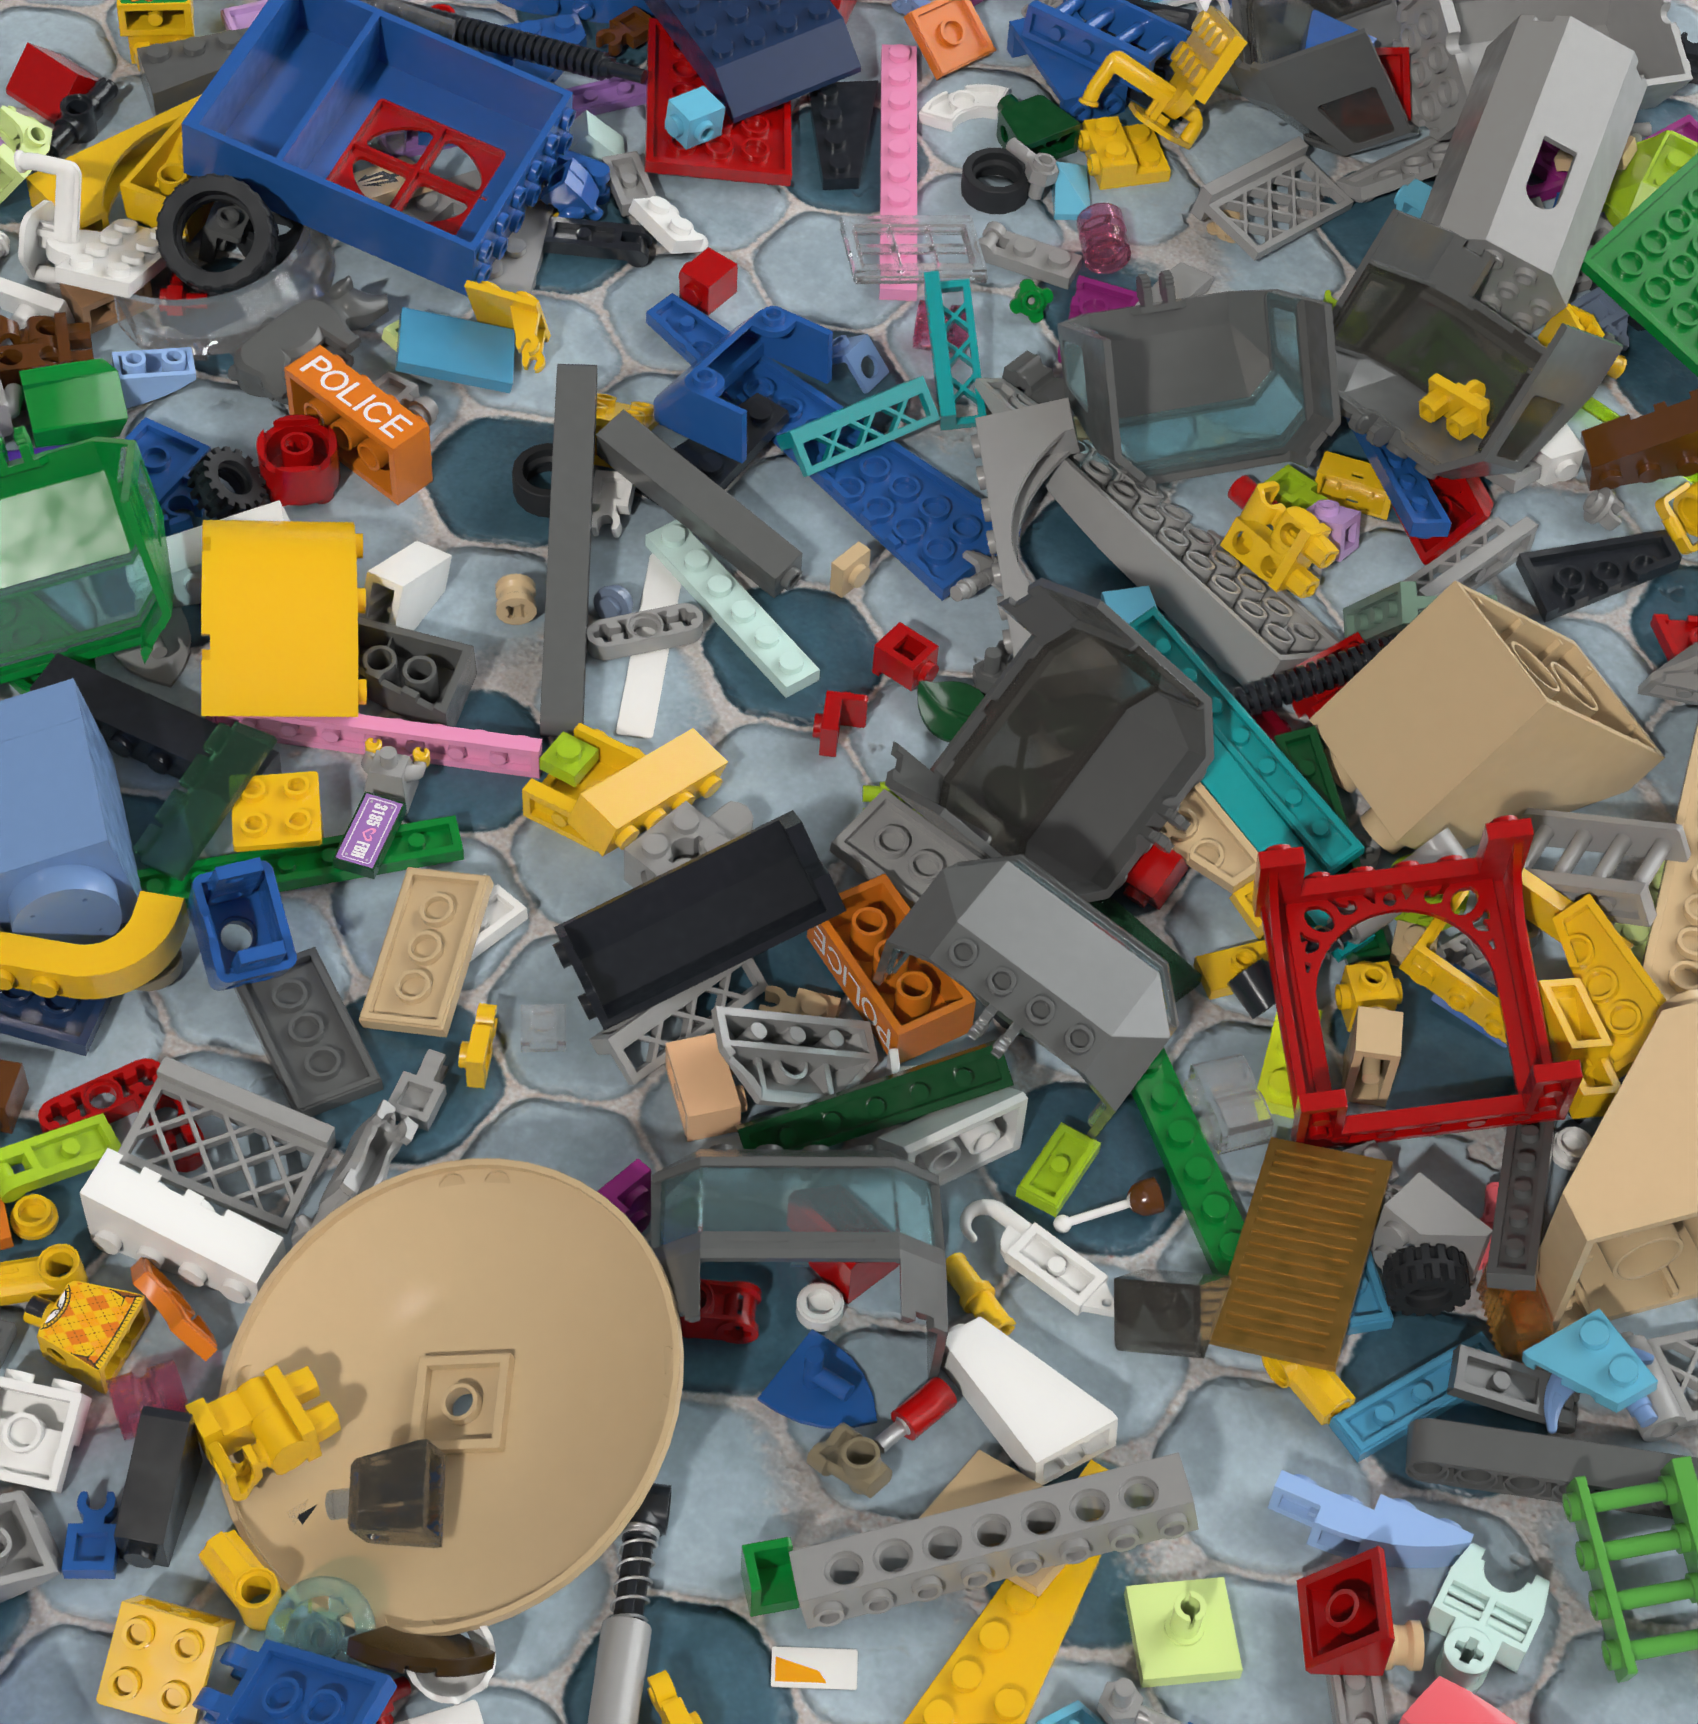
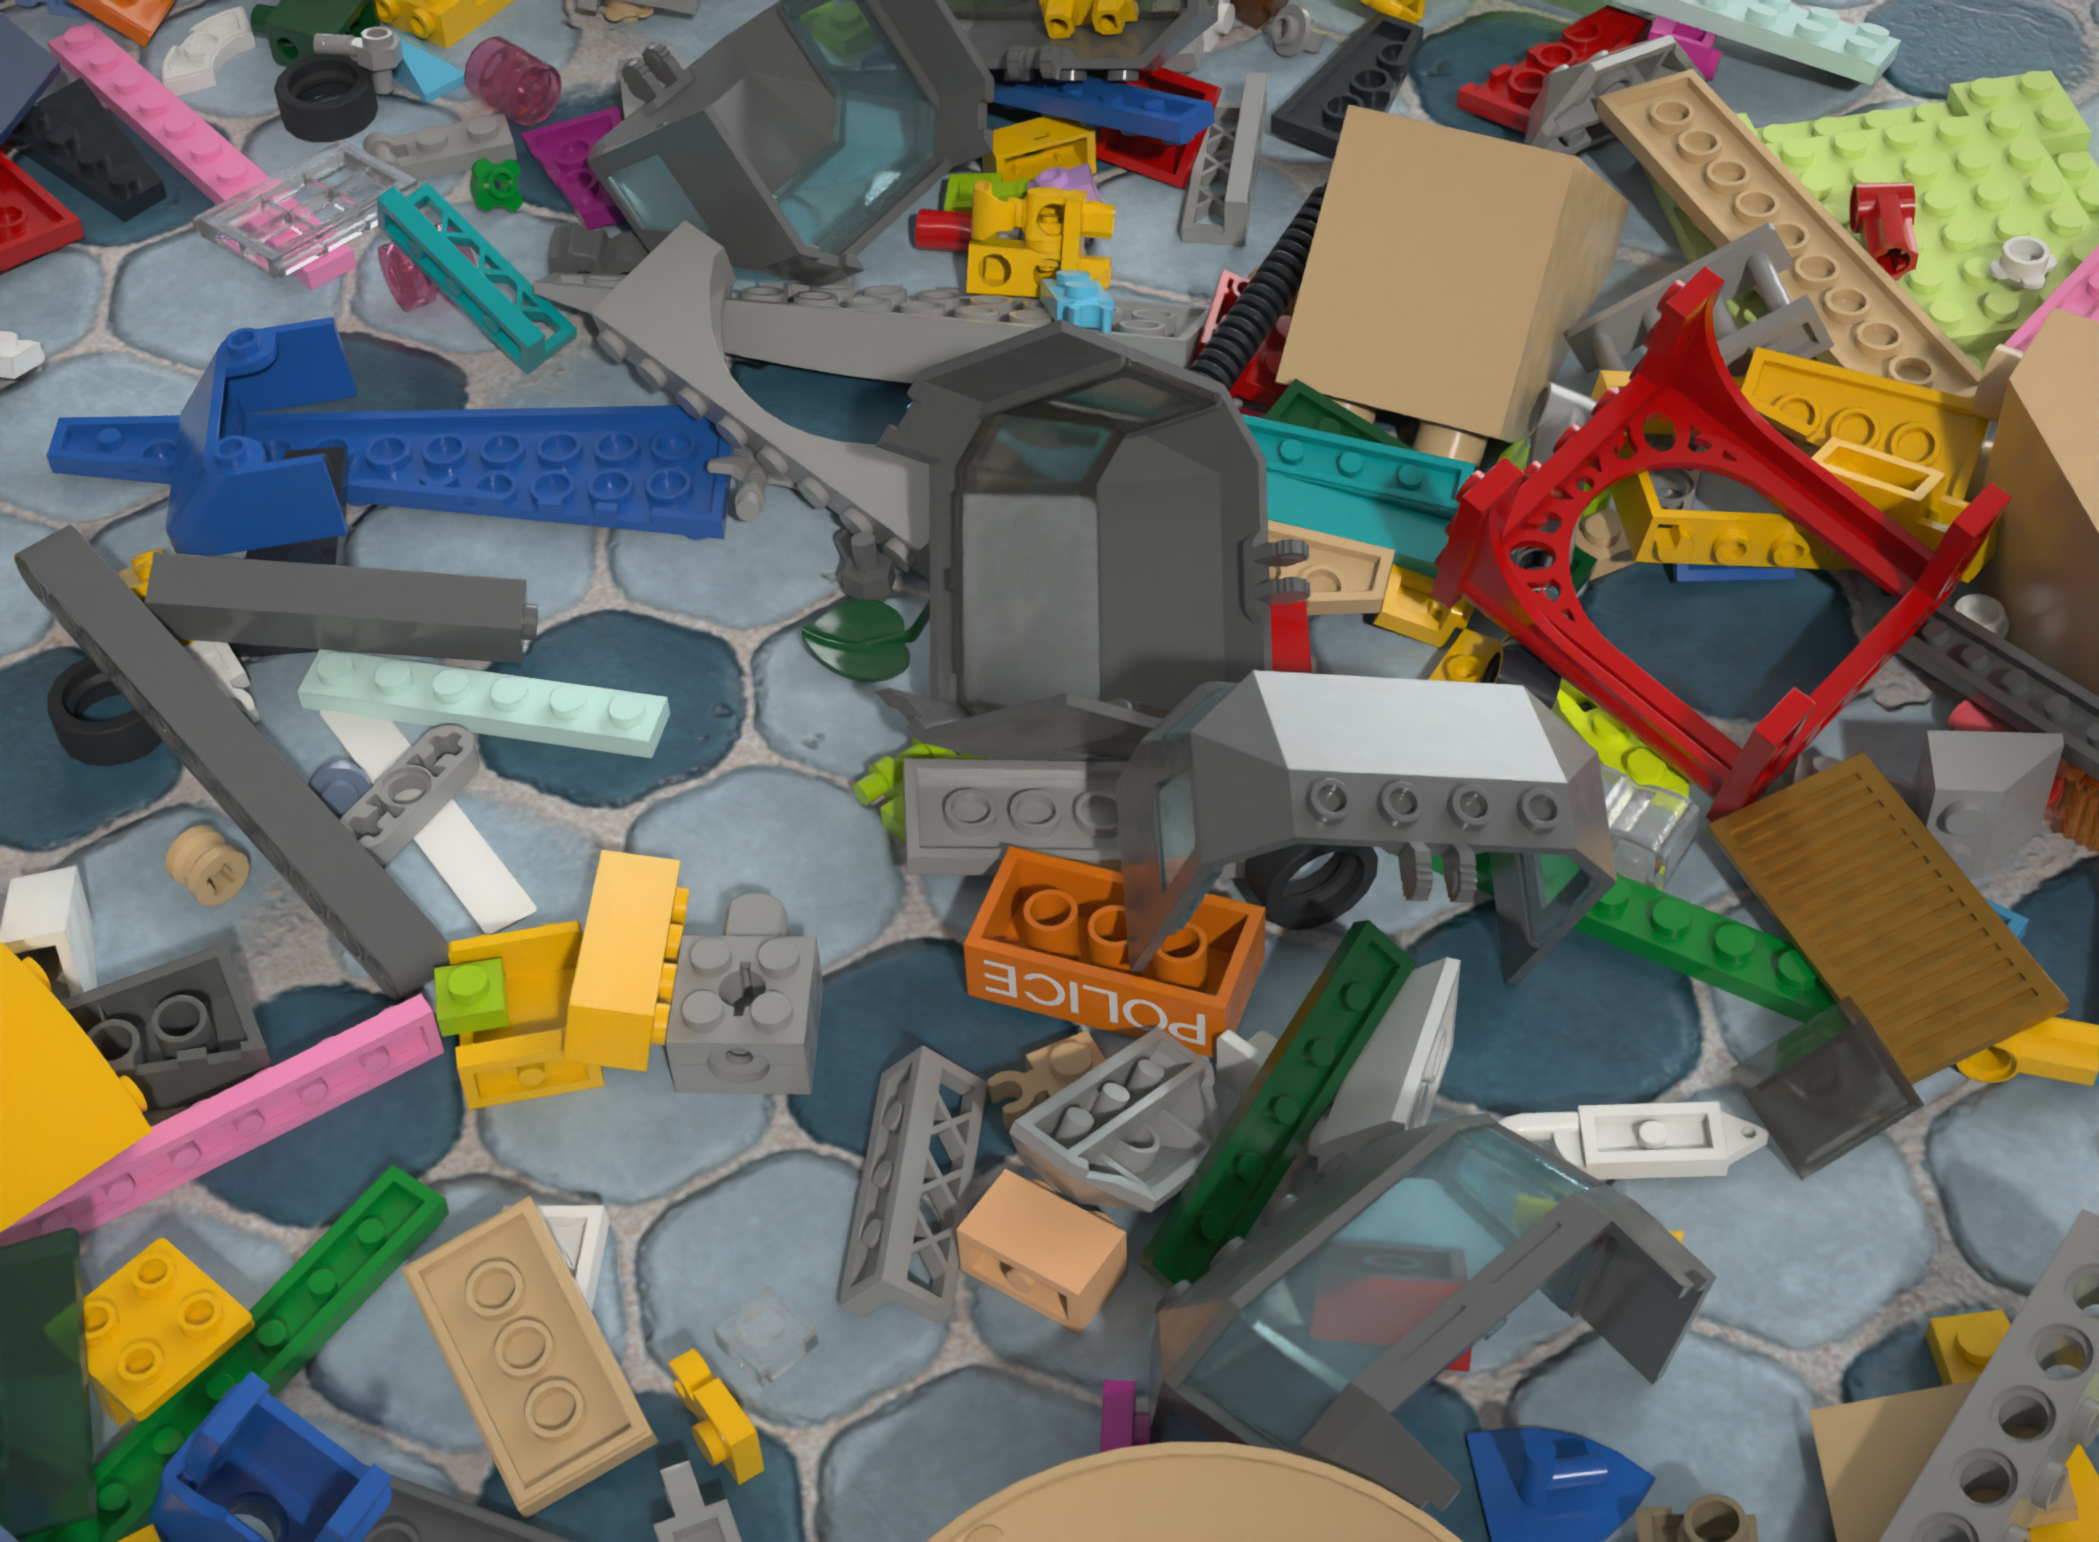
camera: 35 degrees left, 5 degrees down
(369, 835) = (307, 1268): tile -> none
(393, 773) = (257, 1177): light grey piece -> none
(697, 920) = (853, 1057): black panel -> none
(708, 281) = (88, 378): red brick -> none
(820, 1306) = (1451, 1403): white tile -> none
(839, 710) = (744, 735): red bracket -> none
(850, 569) = (590, 569): tan plate -> none
(852, 351) = (356, 340): medium blue bracket -> none
(856, 411) = (427, 404): teal fence -> none
(906, 657) = (757, 616): red brick -> none
(918, 1413) = (1697, 1424): red piece -> none
(1025, 1403) = (1819, 1313): white slope -> none
(1058, 1169) = (1529, 1033): lime plate -> none
(1142, 1198) = (1649, 992): hinge -> none
(1259, 594) = (1077, 300): none -> medium azure plate
(1367, 986) = (1630, 610): yellow brick -> none
(1372, 1055) = (1716, 659): tan brick -> none
(1386, 611) = (1249, 222): sand green fence -> none
(1426, 1280) = (2027, 848): black tyre -> none

